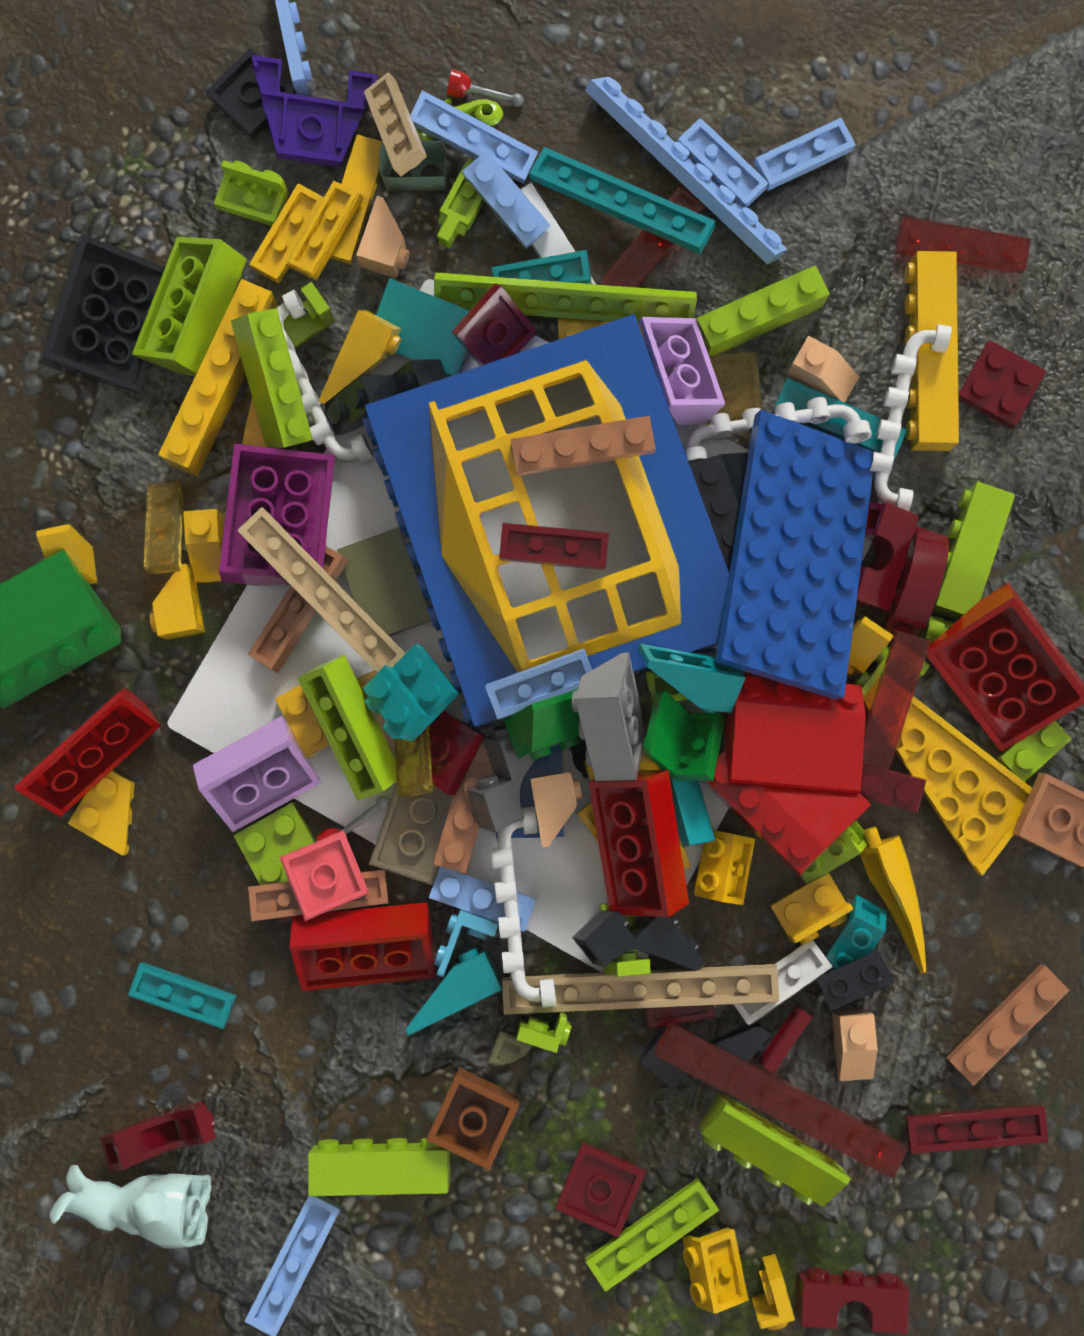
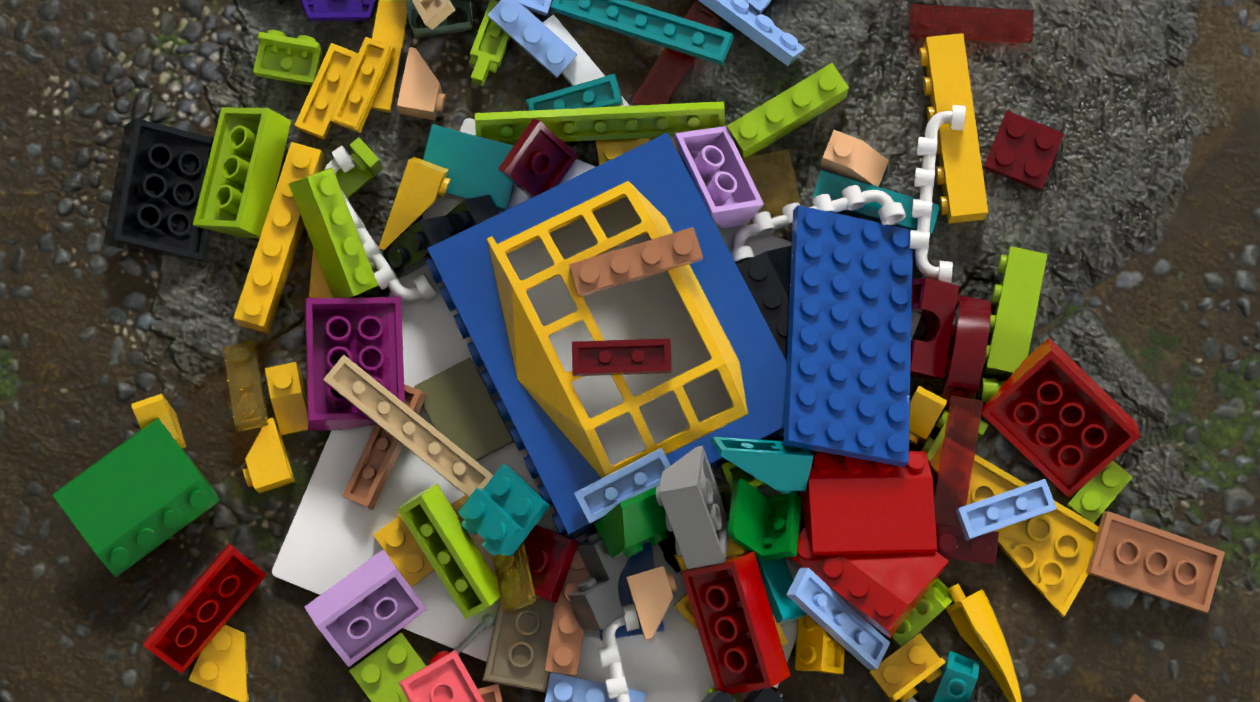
camera: 10 degrees left, 5 degrees down
(746, 849) = (838, 618): none -> light blue plate
(937, 757) = (1005, 509): none -> light blue plate

